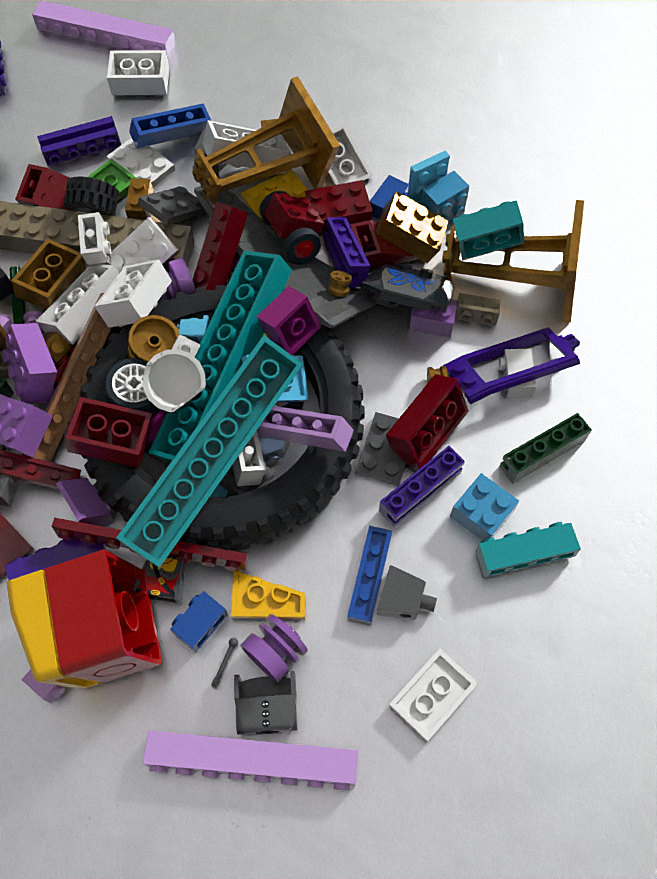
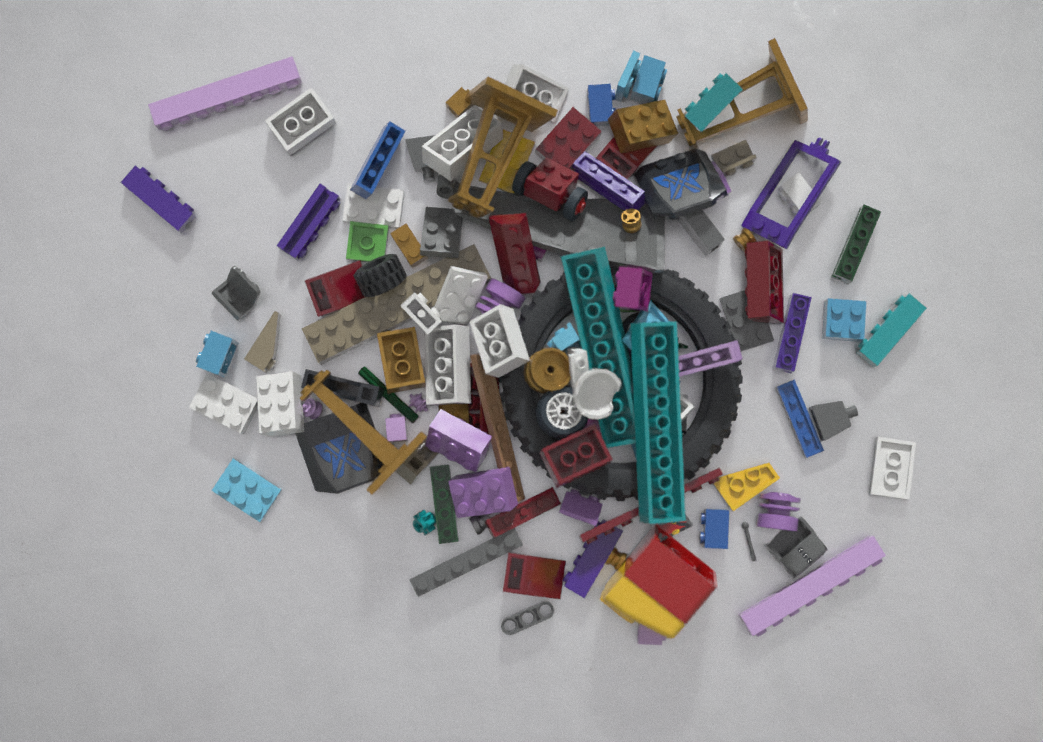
camera: 35 degrees left, 20 degrees up
(401, 339) = (702, 231): none -> dark grey brick

